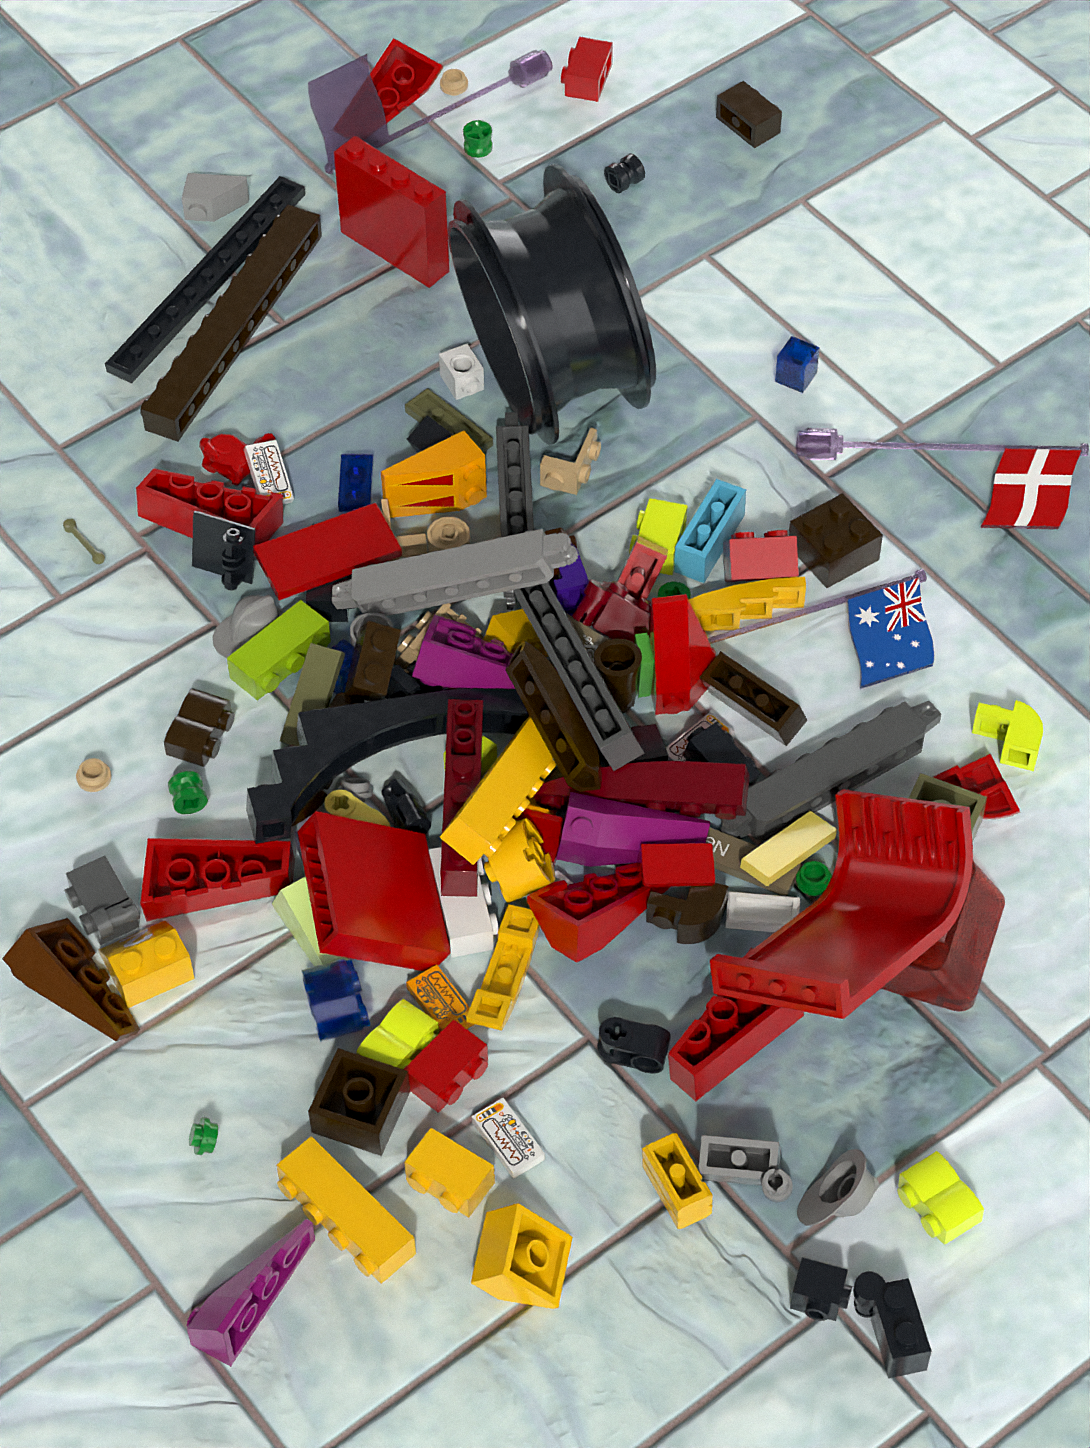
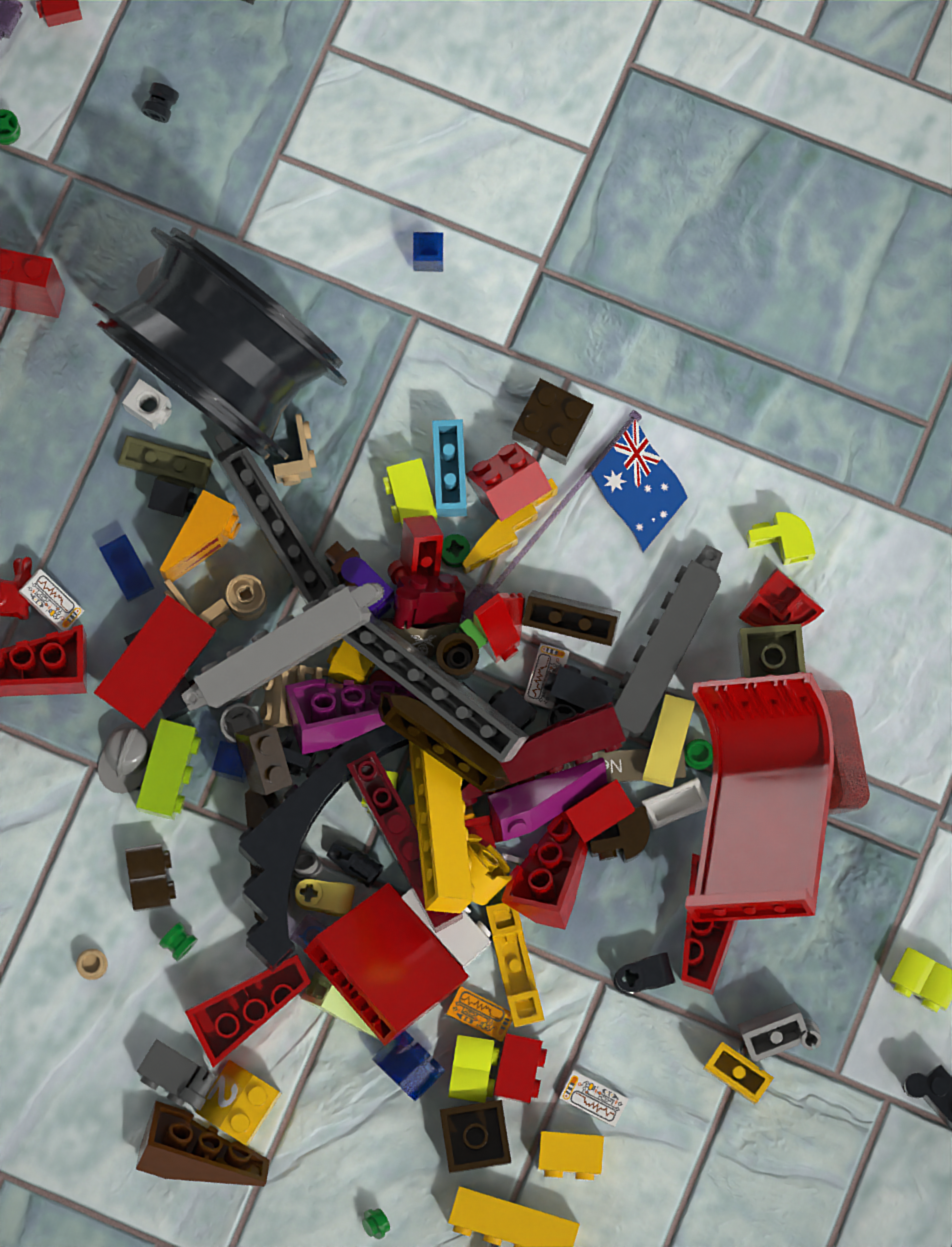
camera: 30 degrees left, 25 degrees up
(223, 549) = (66, 700): black hinge -> none
(313, 688) = (225, 804): olive tile -> none
(521, 1257) = (659, 1191): yellow slope -> none
(820, 1290) = (880, 1100): black brick -> none
(840, 1191) = (852, 1016): light grey piece -> none
(1028, 485) = (674, 270): flag -> none

